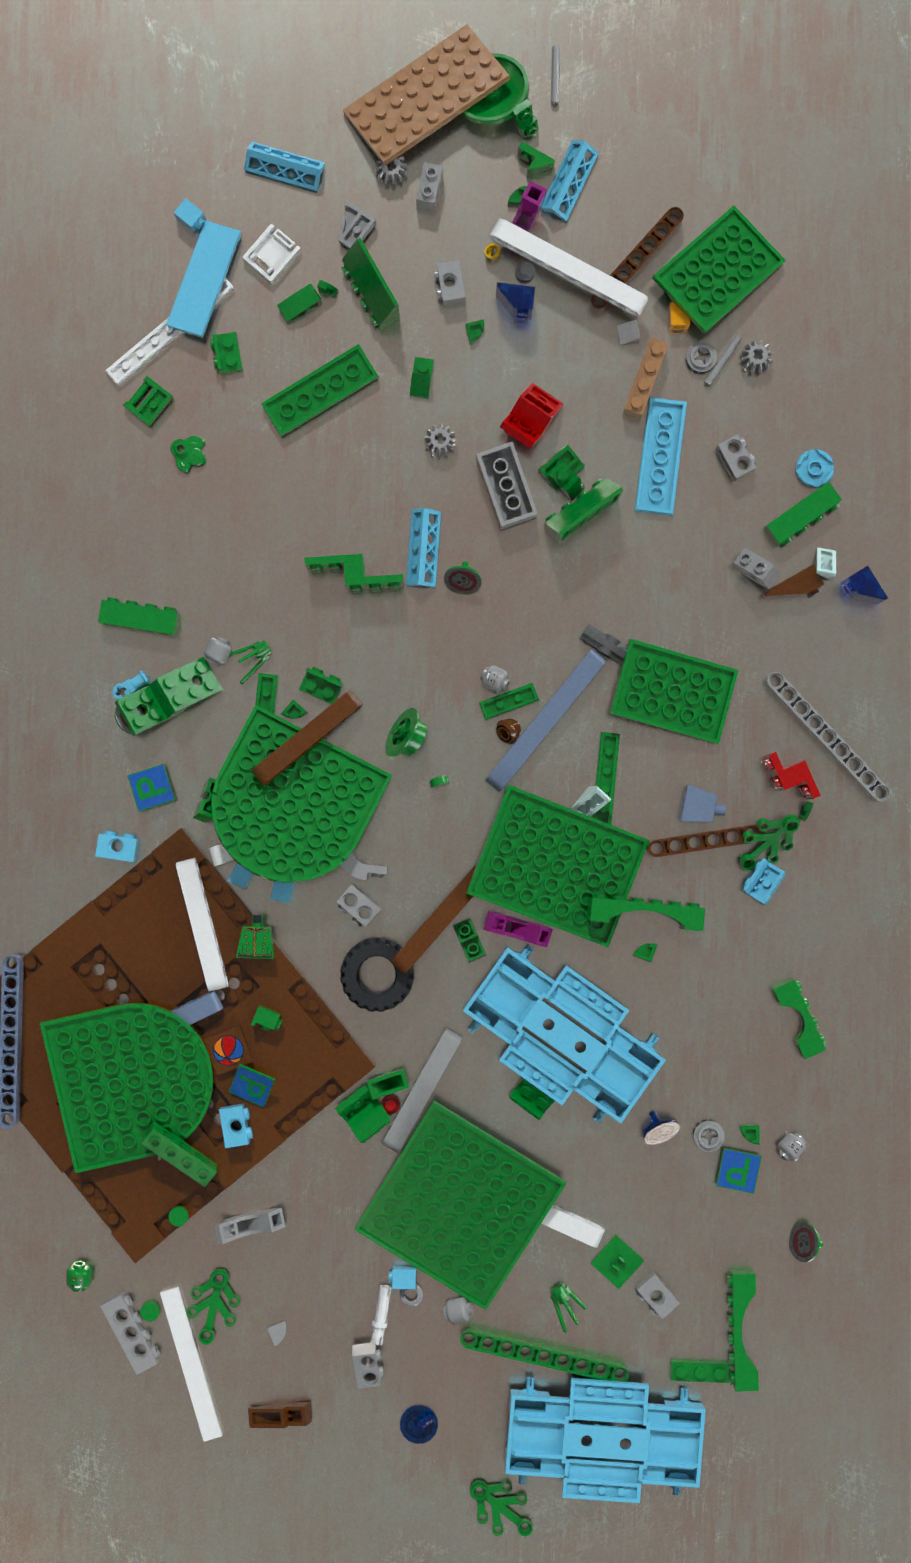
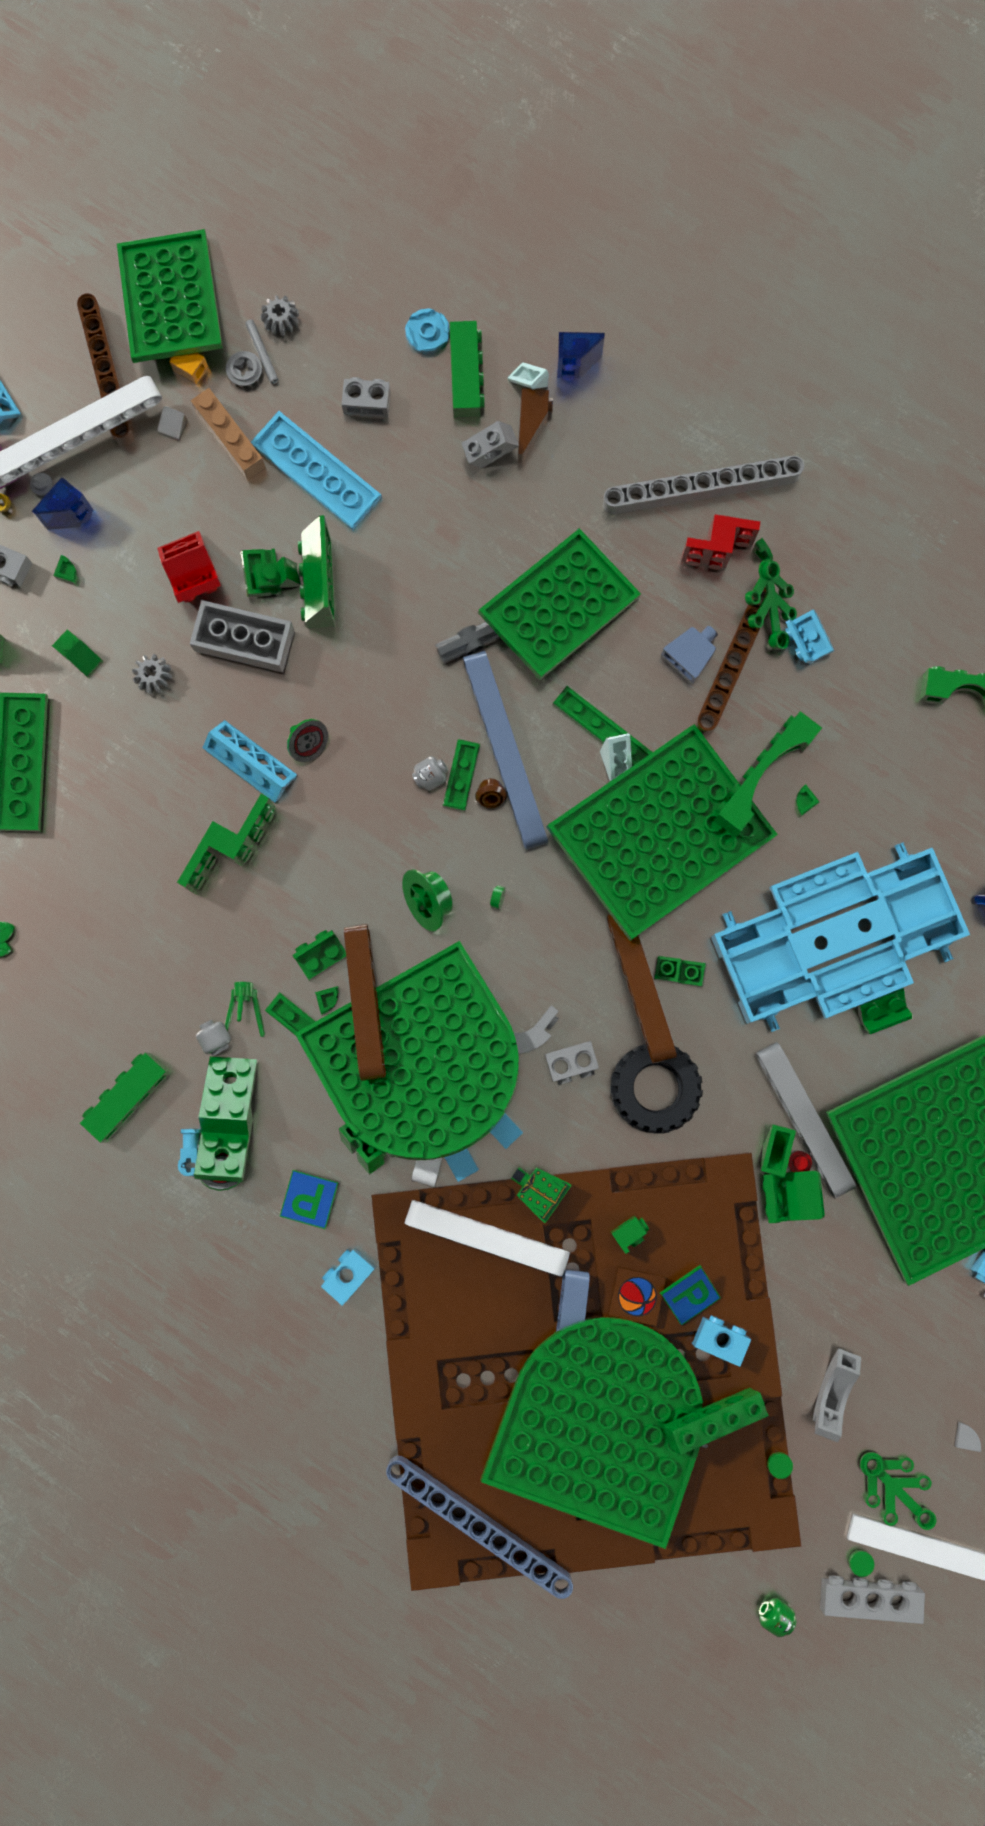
camera: 55 degrees left, 5 degrees down
(517, 929) = (701, 912): magenta arch -> none

